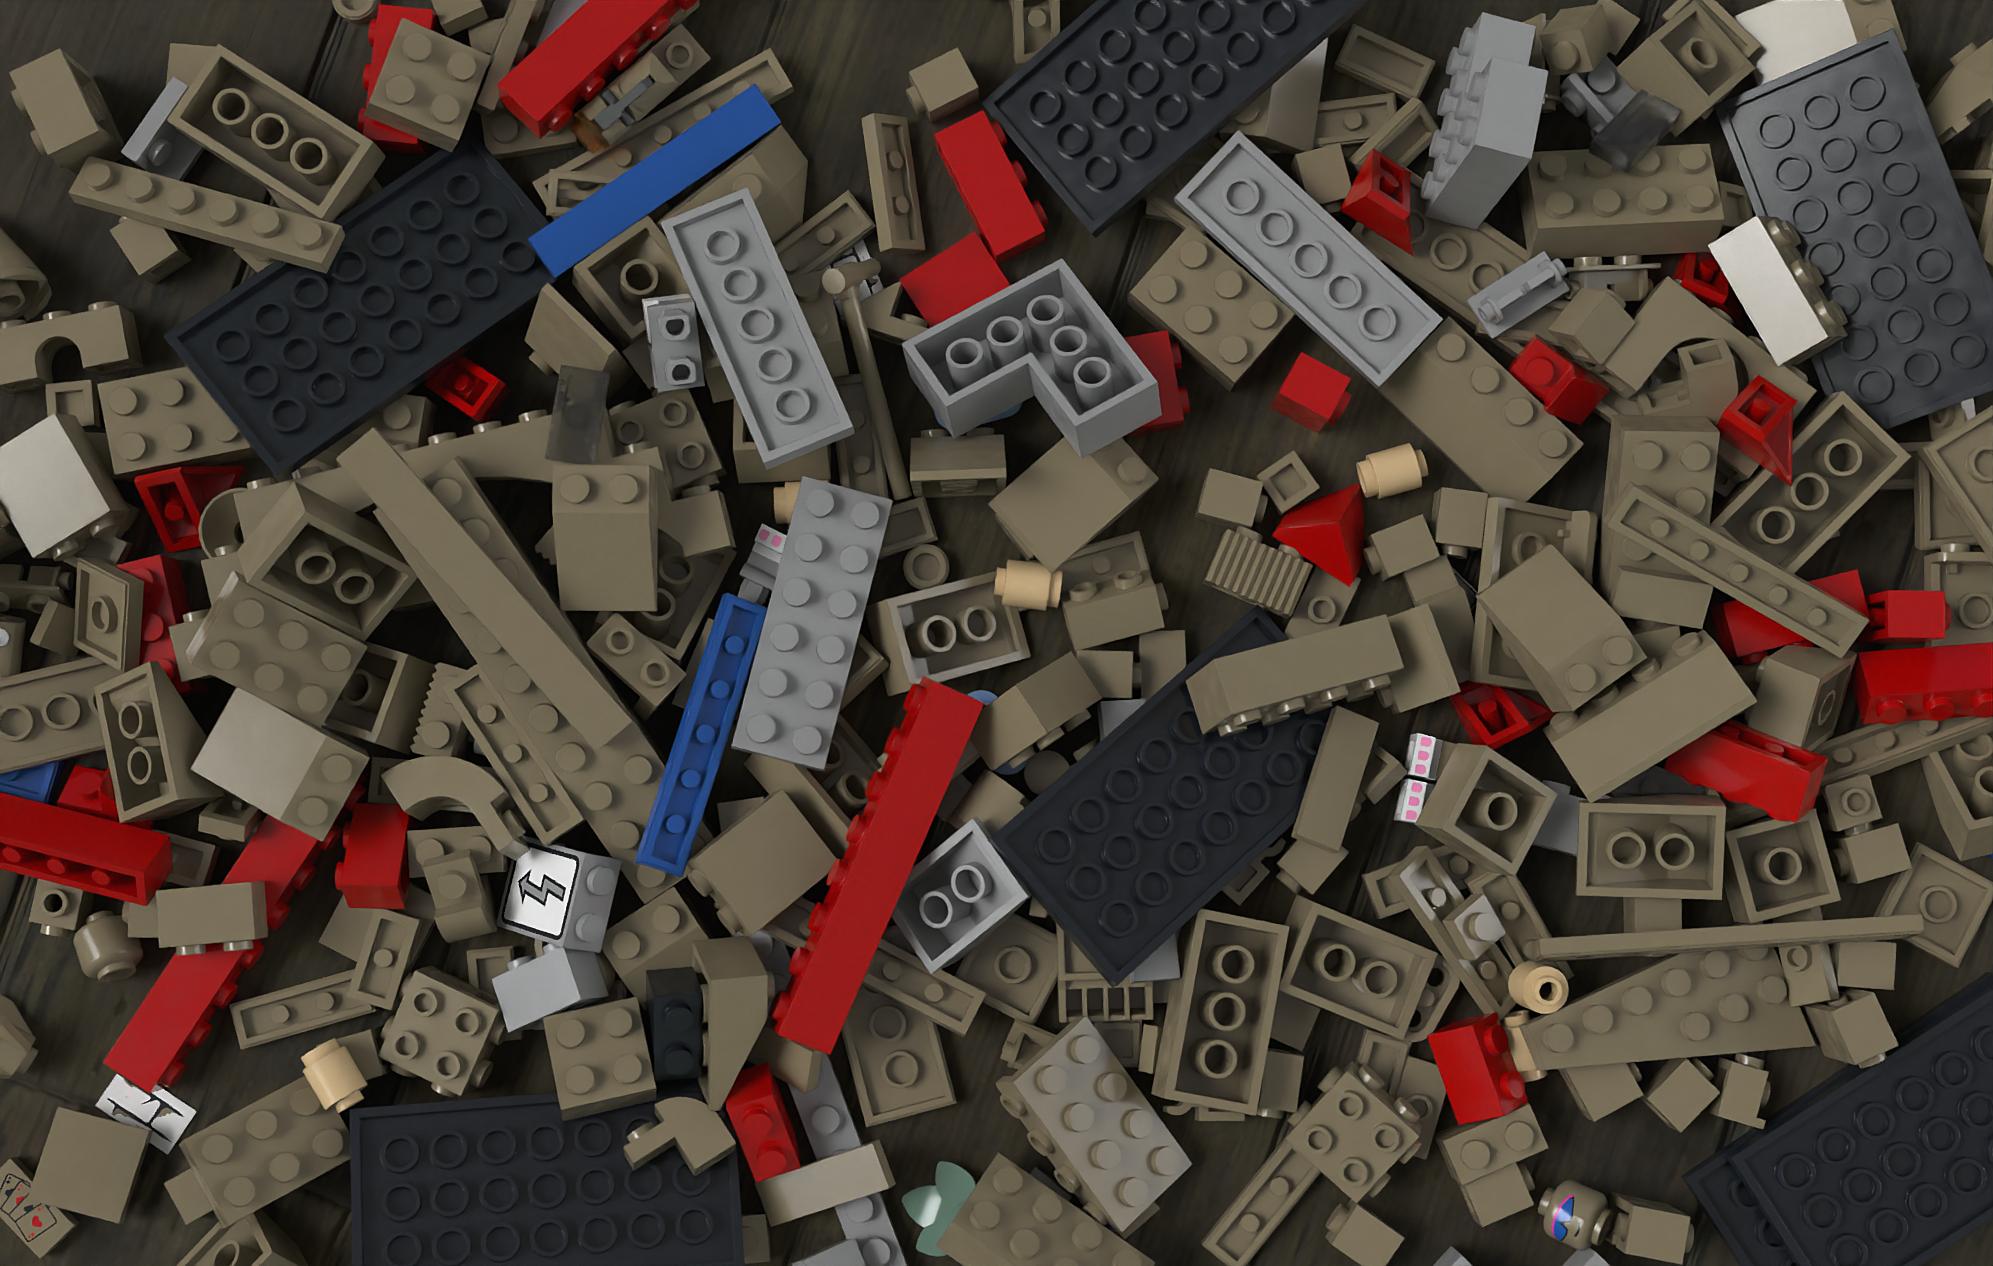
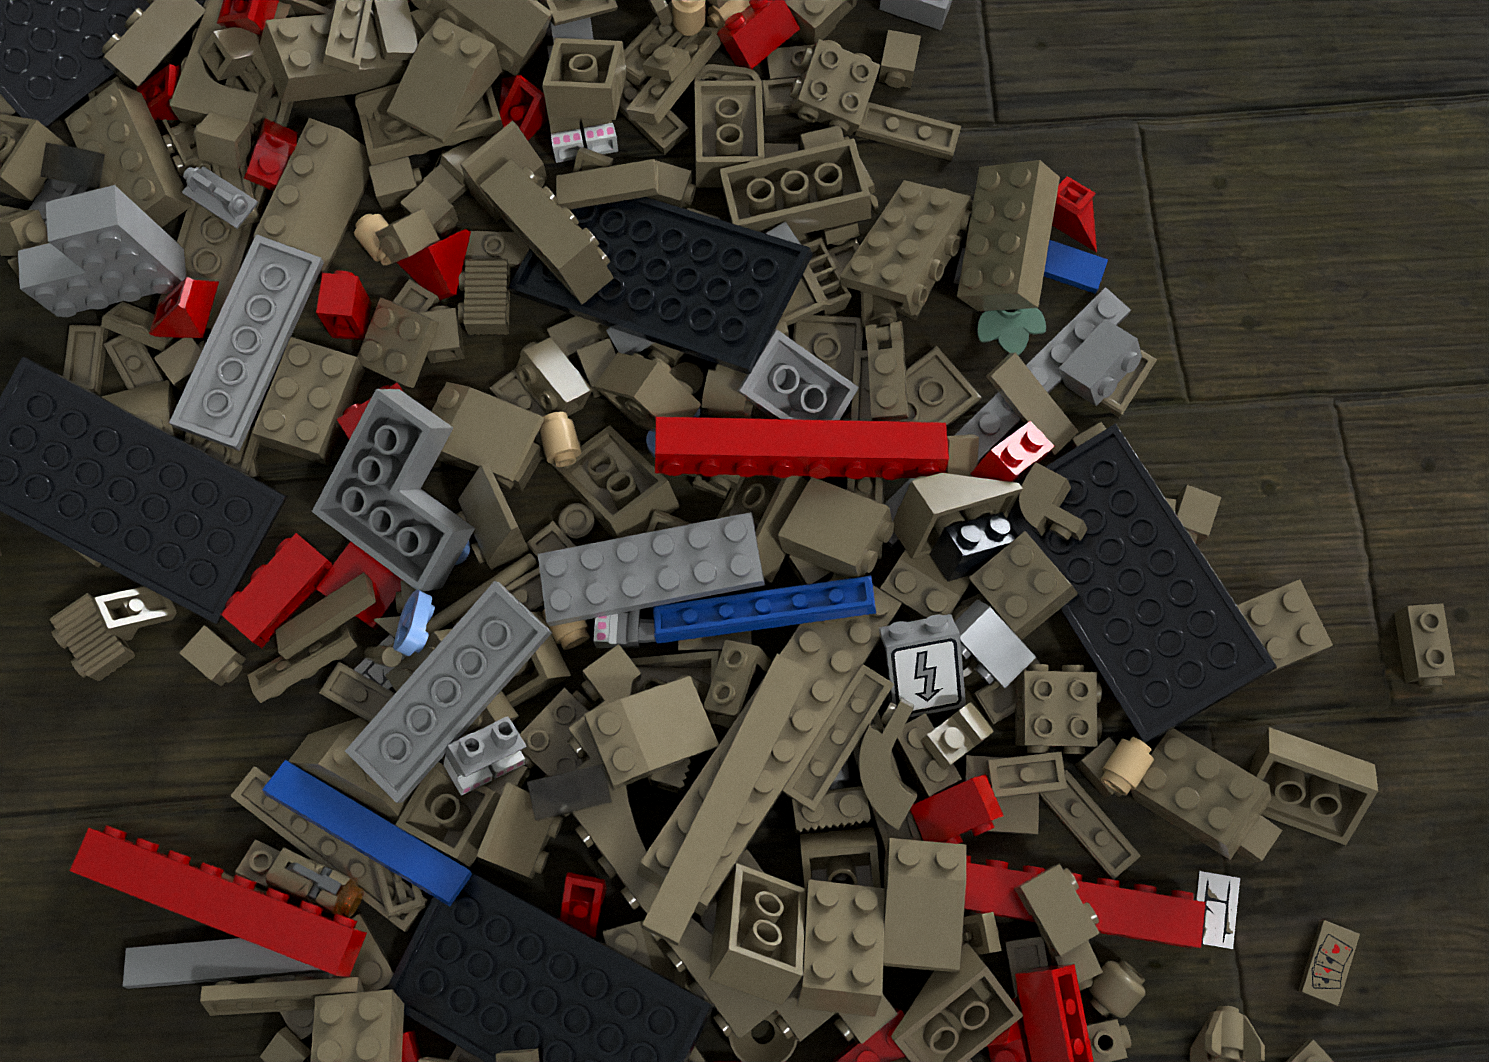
camera: 115 degrees left, 10 degrees down
(90, 1165) = (1276, 926): dark tan tile -> none
(863, 320) = (412, 623): none -> light blue plate
(931, 229) = (325, 616): none -> dark tan tile
(934, 1017) = (887, 373): none -> dark tan plate
(1238, 440) = (397, 342): none -> dark tan plate
(1369, 503) = (407, 236): none -> dark tan brick

